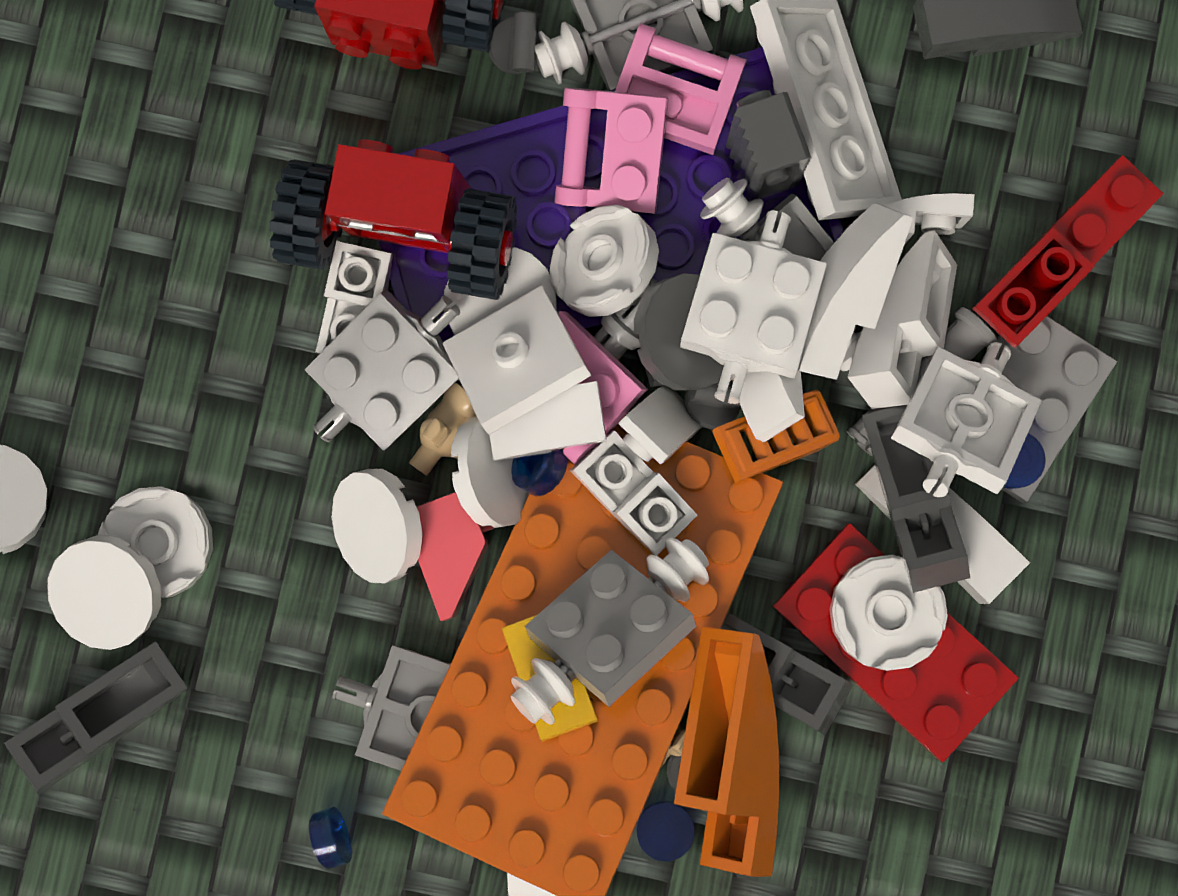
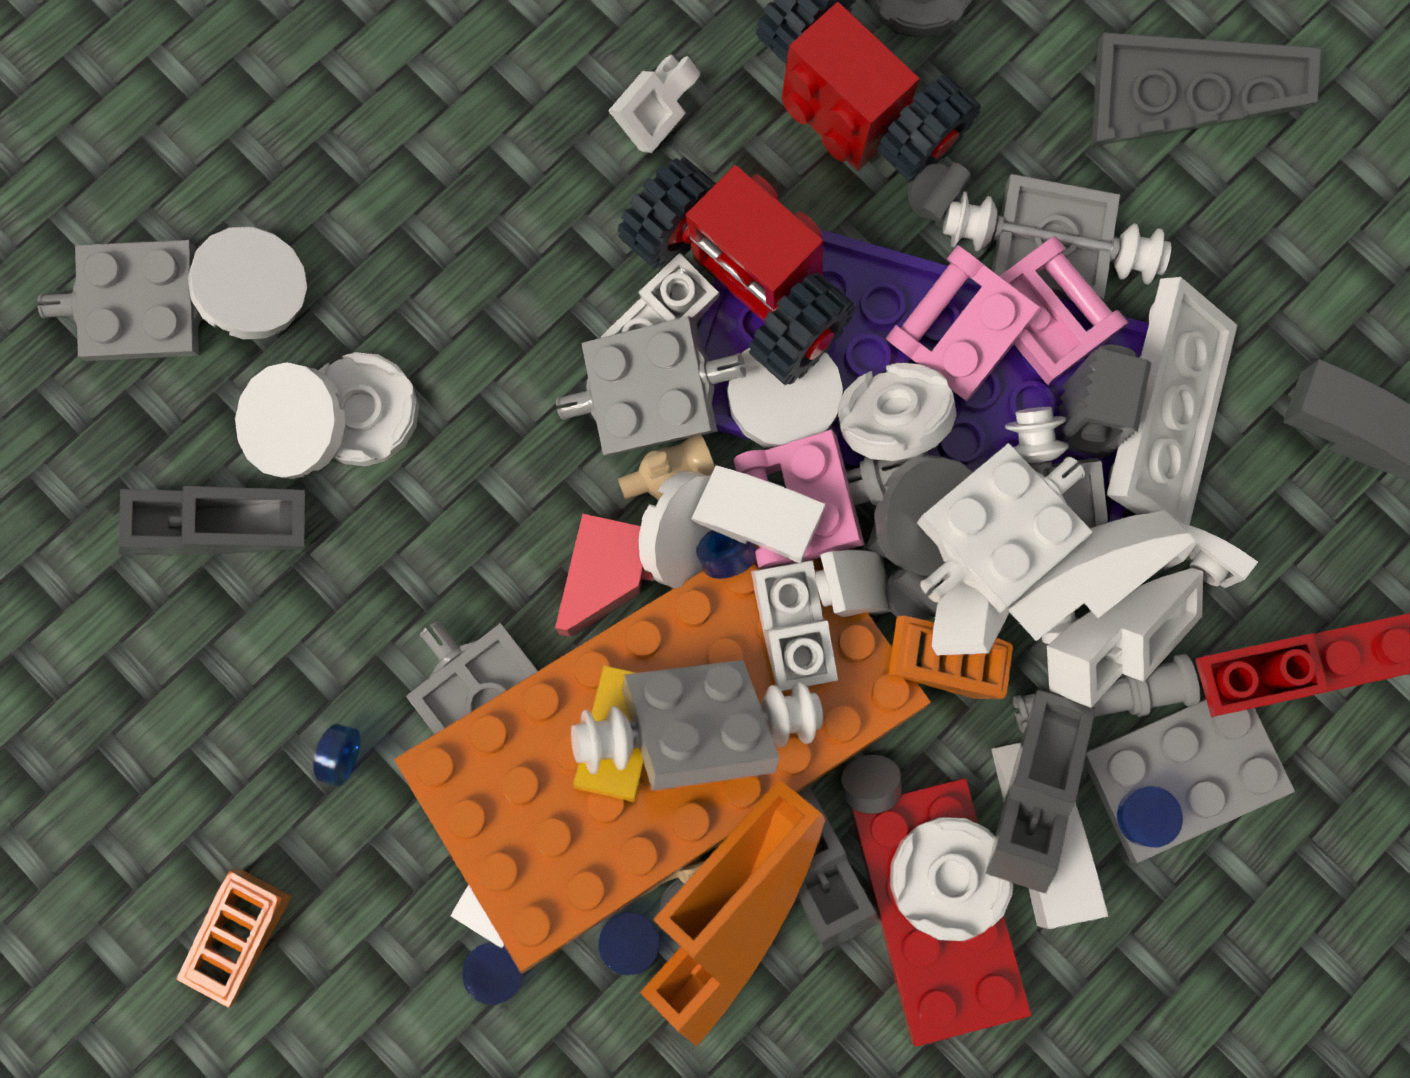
camera: 25 degrees right, 5 degrees down
(224, 124) = (650, 103): none -> white plate
(376, 525) = (554, 512): white tile -> none
(515, 360) = (766, 444): white plate -> none
(777, 577) = (871, 784): none -> dark grey tile
(967, 420) = (1131, 751): white plate -> none

